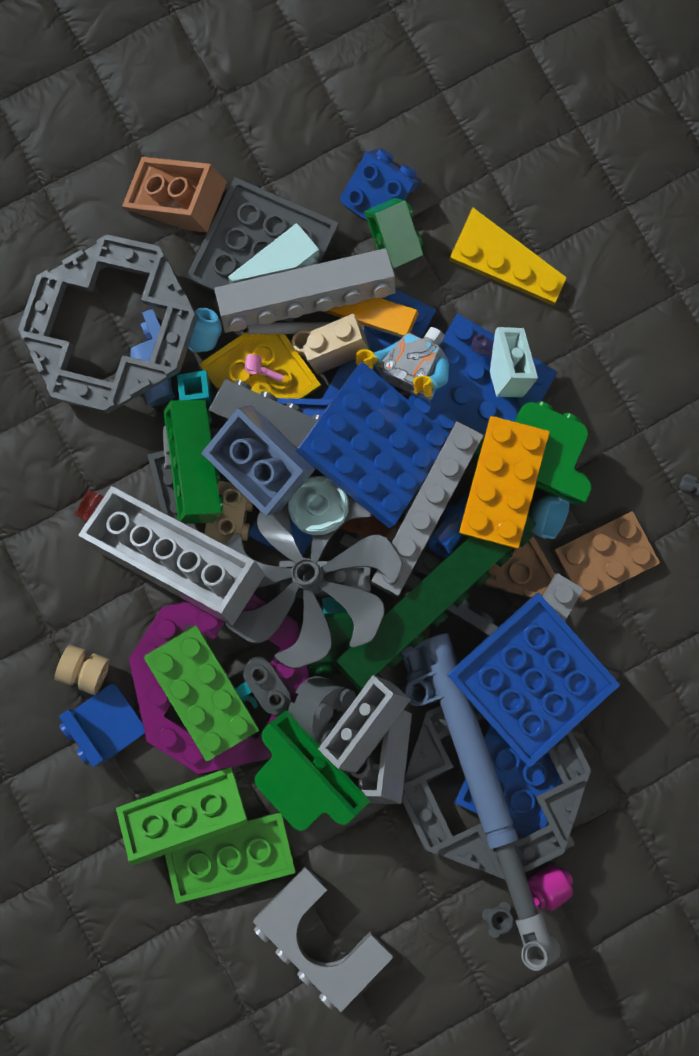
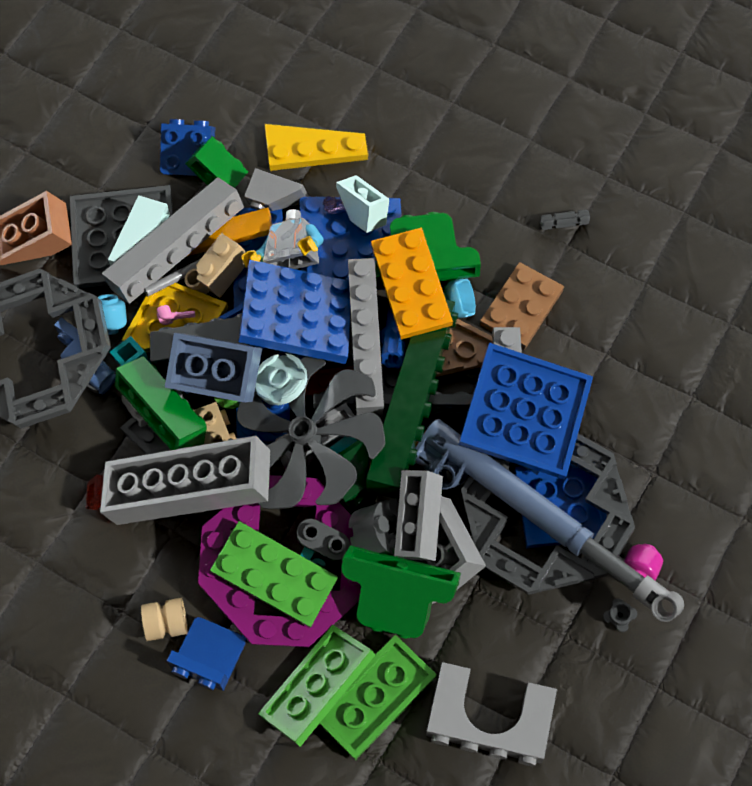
camera: 25 degrees left, 15 degrees down
(431, 294) = (273, 191): none -> light grey slope

